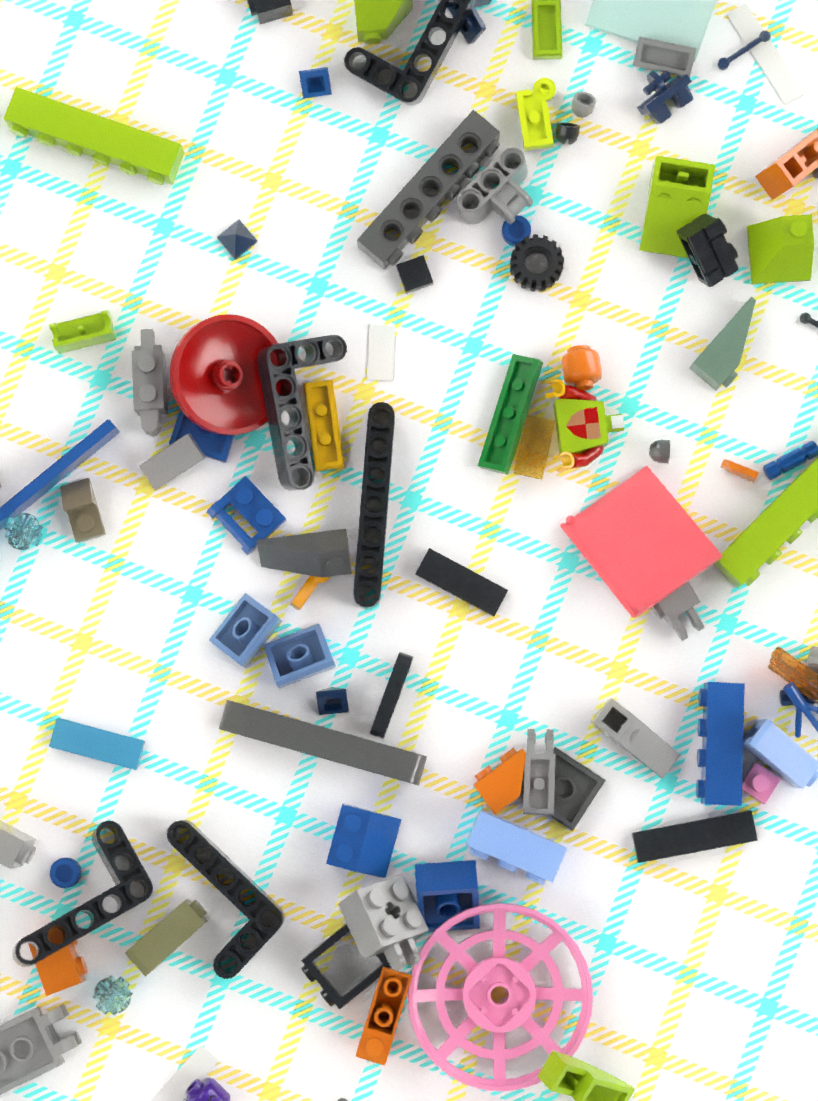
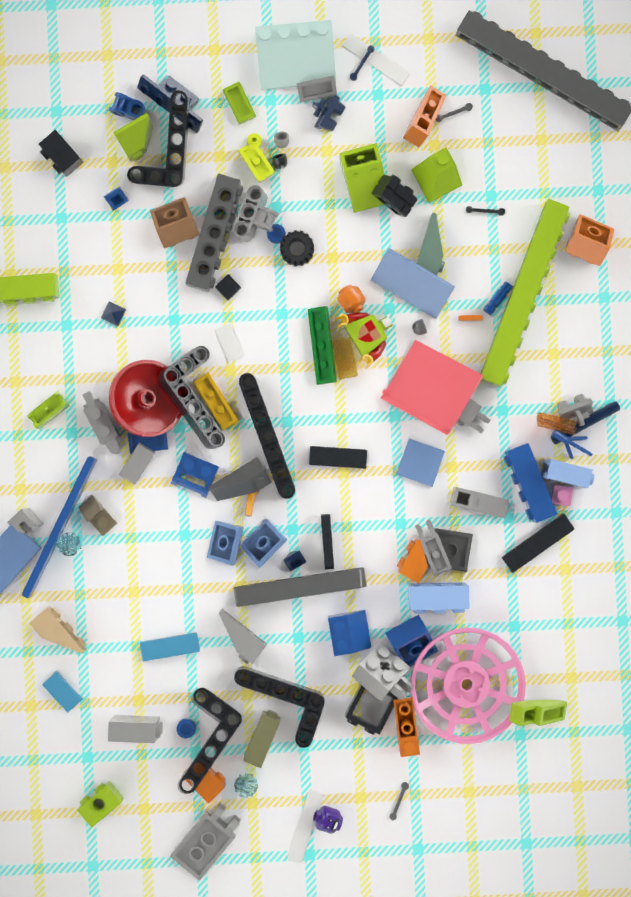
camera: 25 degrees left, 5 degrees up
(206, 781) = (243, 639): none -> light grey slope
(380, 152) = (174, 223): none -> medium nougat slope
(576, 643) = (420, 462): none -> medium blue tile
(678, 383) = (412, 283): none -> medium blue tile

